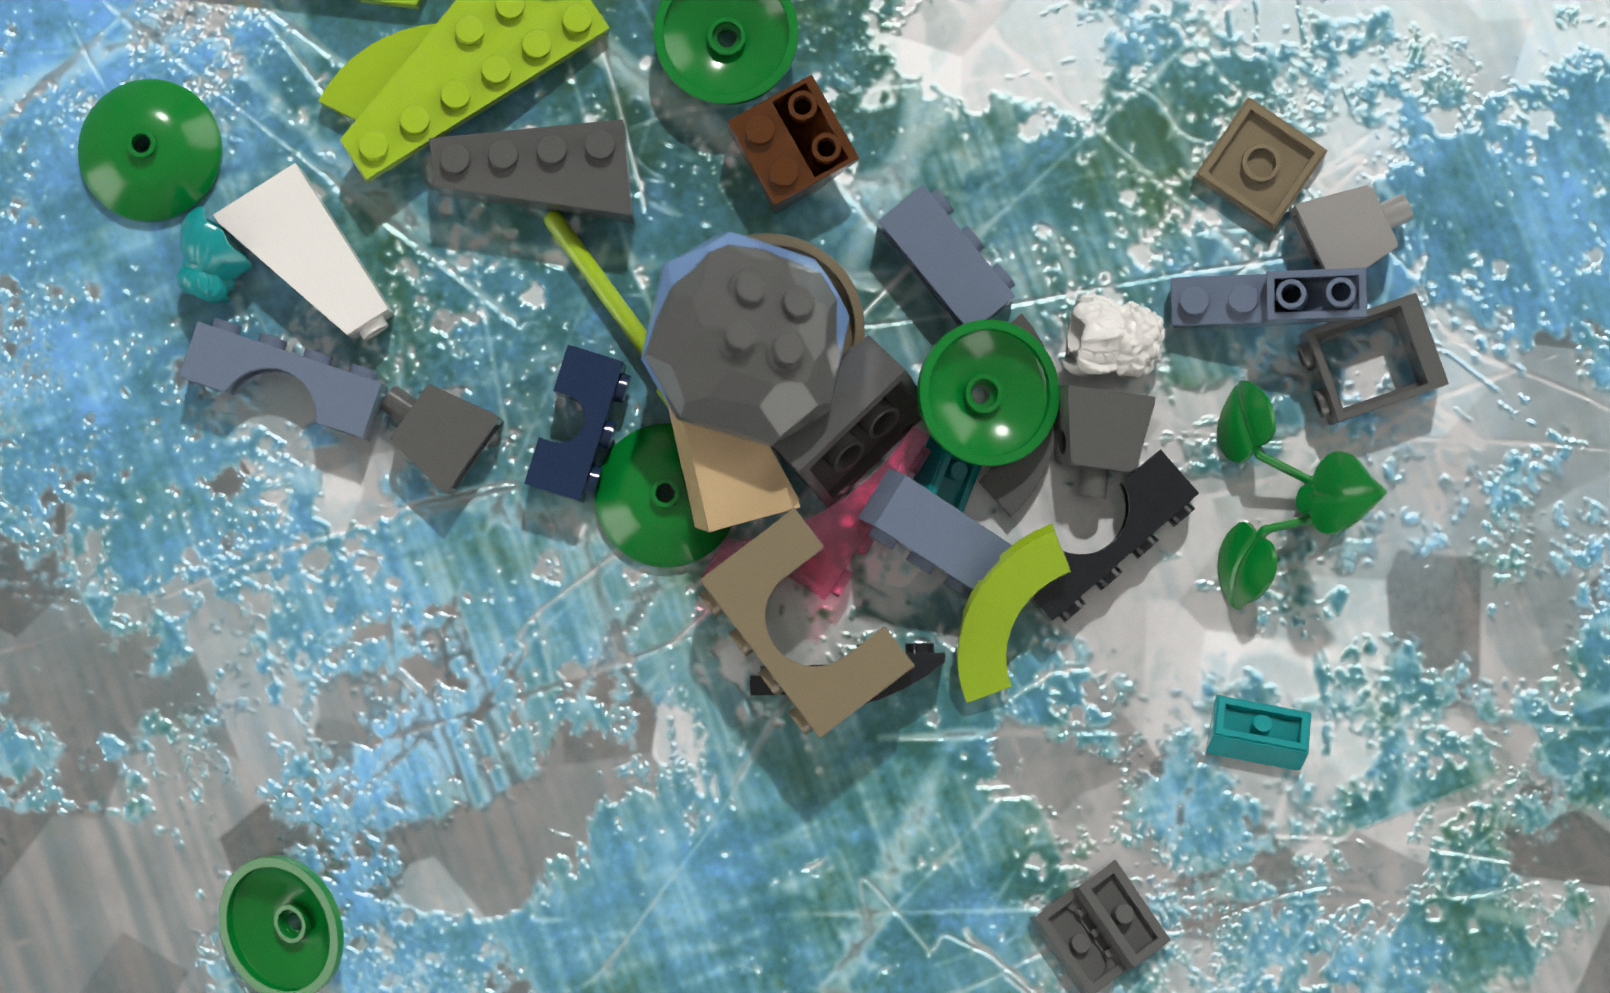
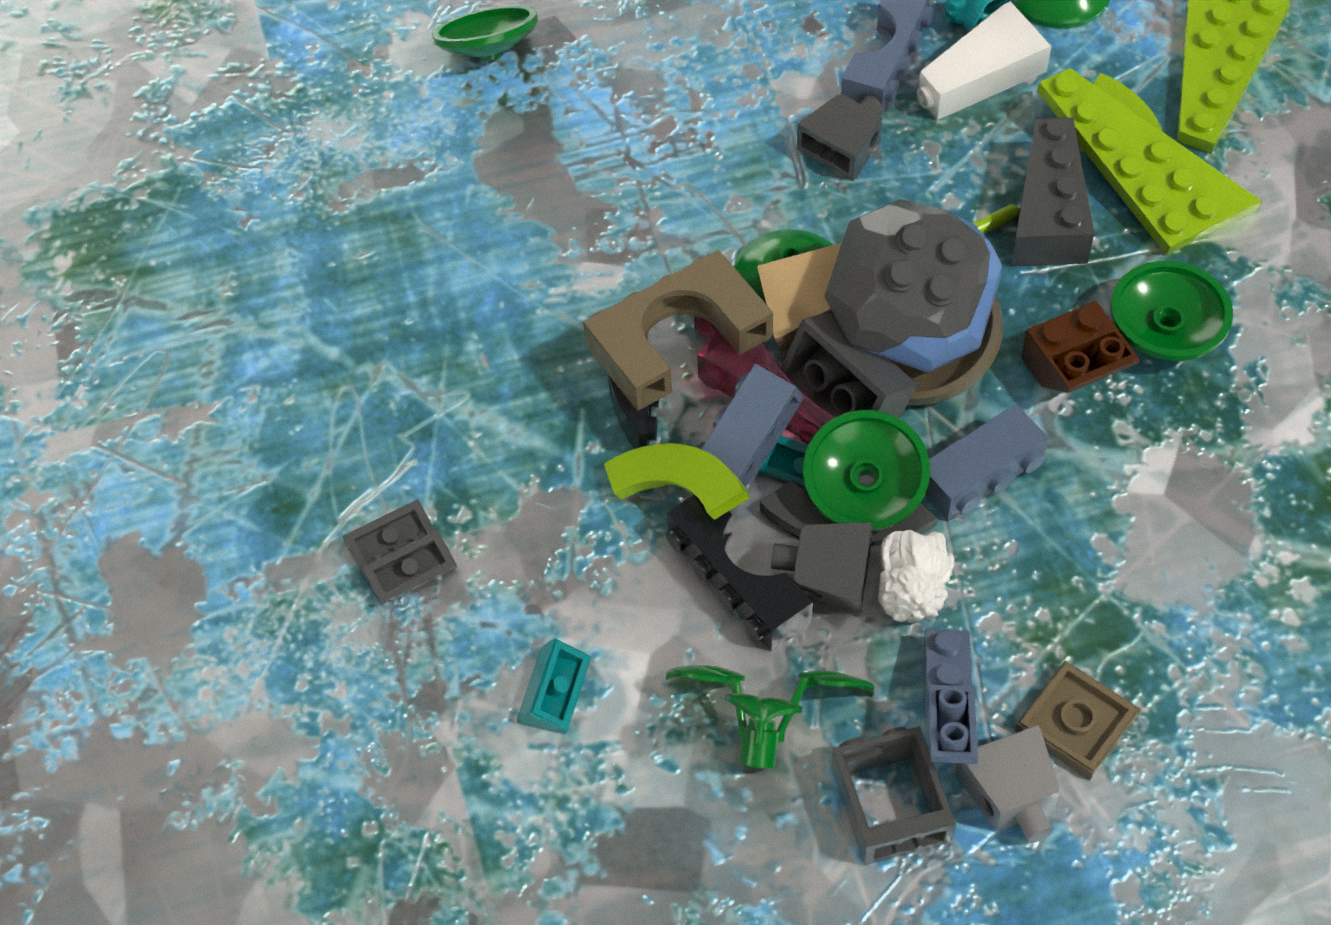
camera: 95 degrees right, 30 degrees down
(570, 466) = (817, 210): dark blue arch -> none

